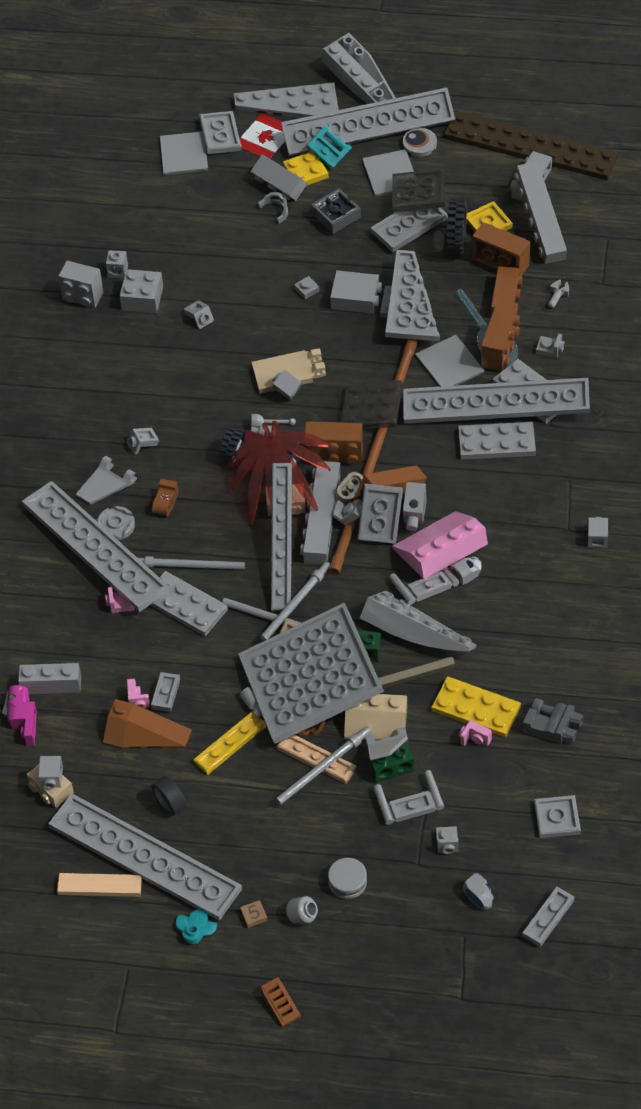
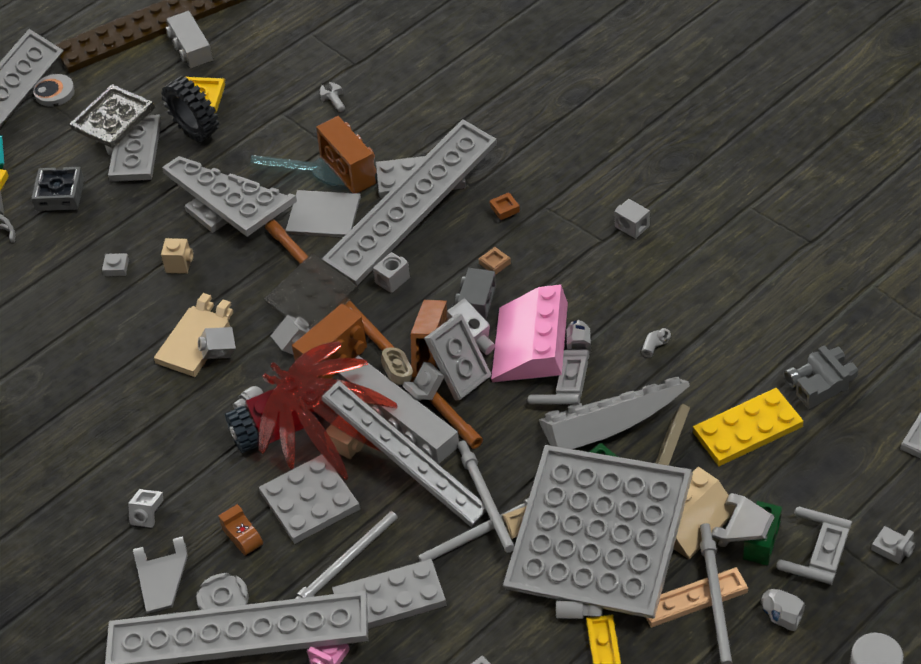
camera: 50 degrees left, 5 degrees down
(200, 313) = (44, 362): light grey bracket -> none
(218, 515) = (309, 498): none -> light grey plate
(257, 420) = (230, 395): light grey hinge -> none
(328, 413) = (289, 332): none -> light grey brick
(338, 312) = (176, 255): none -> tan brick
(343, 809) = (783, 608): none -> light grey rock
(355, 292) = (166, 221): light grey brick -> none
(381, 167) = (53, 131): light grey piece -> none
(429, 433) = (391, 272): none -> light grey brick
(452, 490) = (478, 289): none -> dark grey brick
(476, 732) = (783, 442): bright pink bracket -> none
(493, 482) = (494, 260): none -> medium nougat tile
(497, 440) = (449, 231): light grey plate -> none
(500, 248) = (248, 99): dark orange brick -> none
(503, 612) = (654, 340): none -> light grey arm
(506, 287) = (292, 127): dark orange brick -> none
(541, 212) = (240, 49): light grey brick -> none
(544, 455) = (504, 206): none -> dark orange plate
(550, 347) = (386, 134): light grey bracket -> none

